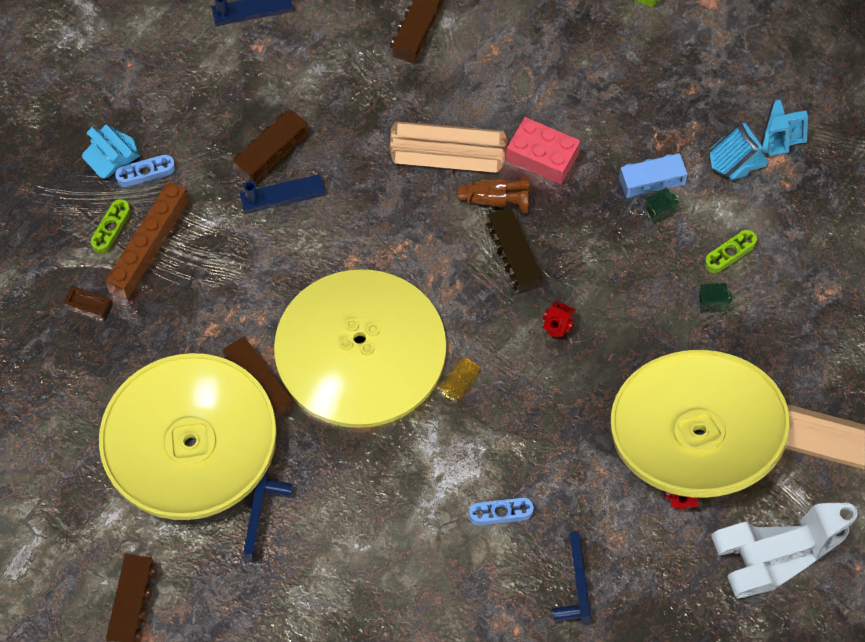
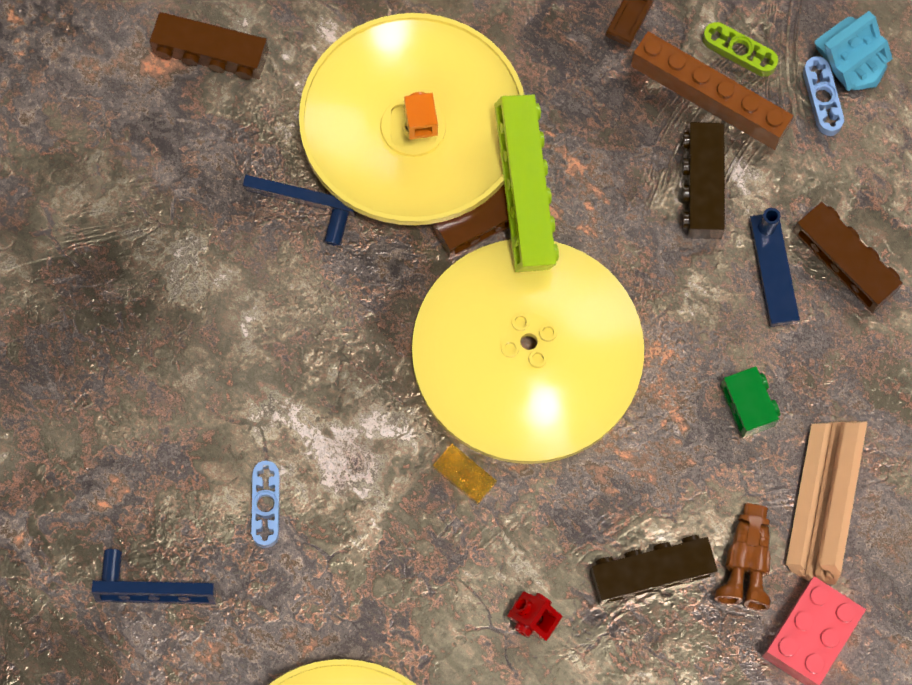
camera: 95 degrees right, 10 degrees up
(190, 422) = (420, 115): none -> orange brick
(219, 239) = (704, 180): none -> dark brown brick
(239, 346) = (525, 183): none -> lime brick
(384, 199) = (750, 401): none -> green brick

